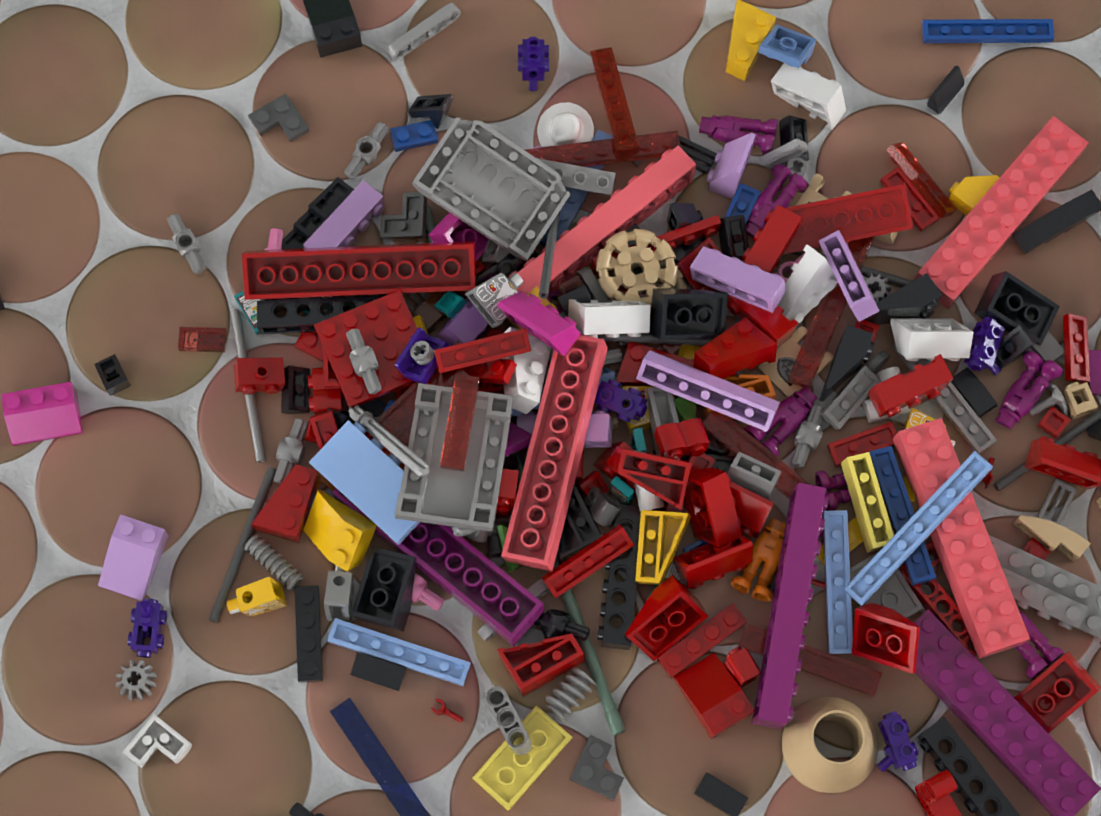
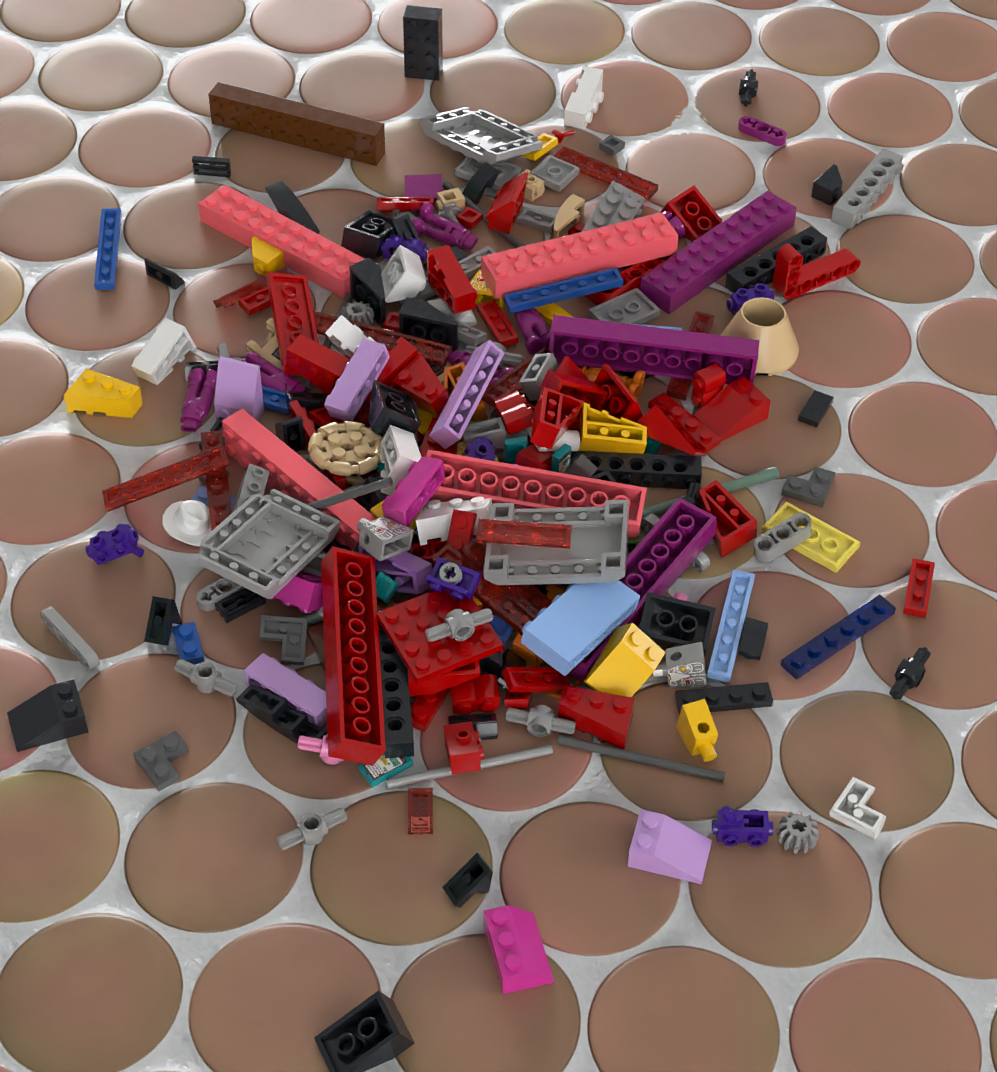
camera: 90 degrees left, 25 degrees down
(273, 562) = (656, 727): light grey piece -> none
(389, 441) = (543, 595): light grey axle -> none
(444, 710) = (779, 590): red hand -> none
(482, 350) = (446, 529): red plate -> none
(569, 693) = (755, 505): light grey piece -> none
(587, 561) = (624, 475): red plate -> none
(787, 46) = (118, 360): medium blue plate -> none
(848, 276) = (355, 307): lavender brick -> none
(867, 501) = (540, 308): light yellow brick -> none
(885, 637) = (672, 292): red slope -> none
(918, 528) = (580, 268): light blue tile -> none

